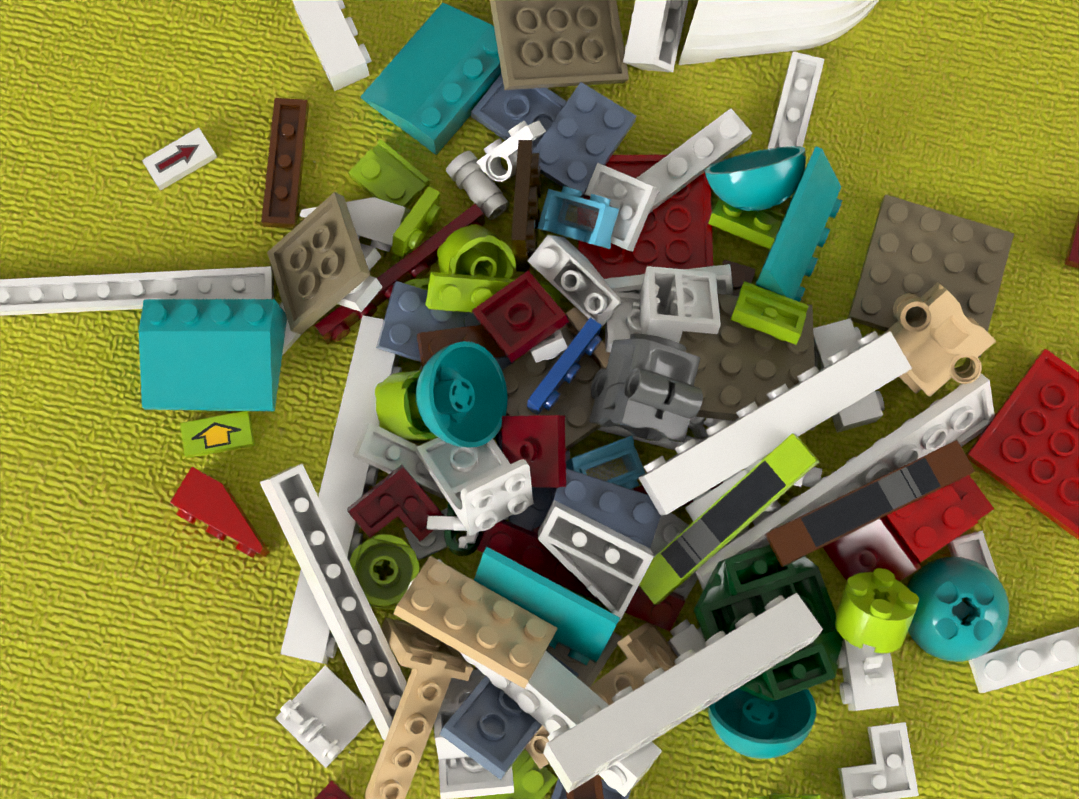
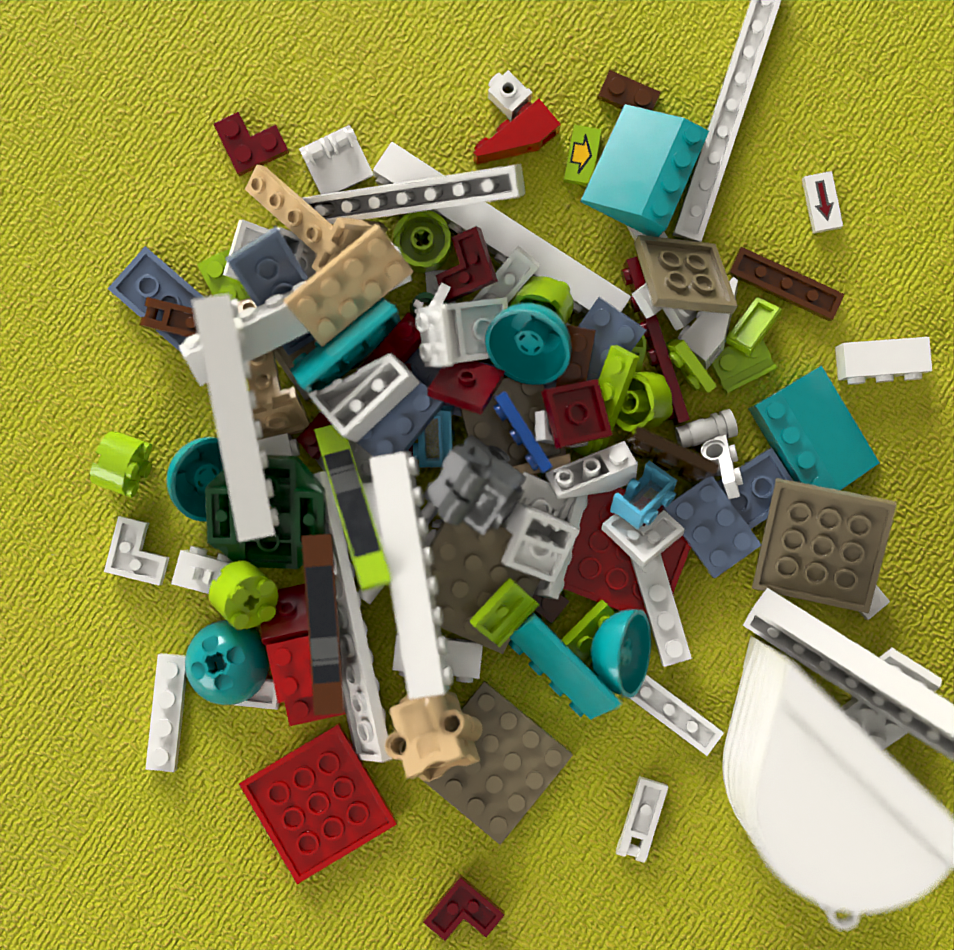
camera: 110 degrees right, 10 degrees up
(126, 414) = (621, 90): none -> reddish brown plate
(186, 538) = (508, 102): none -> white brick
(344, 177) = (753, 326): none -> lime tile
(918, 100) = (642, 818): none -> white plate

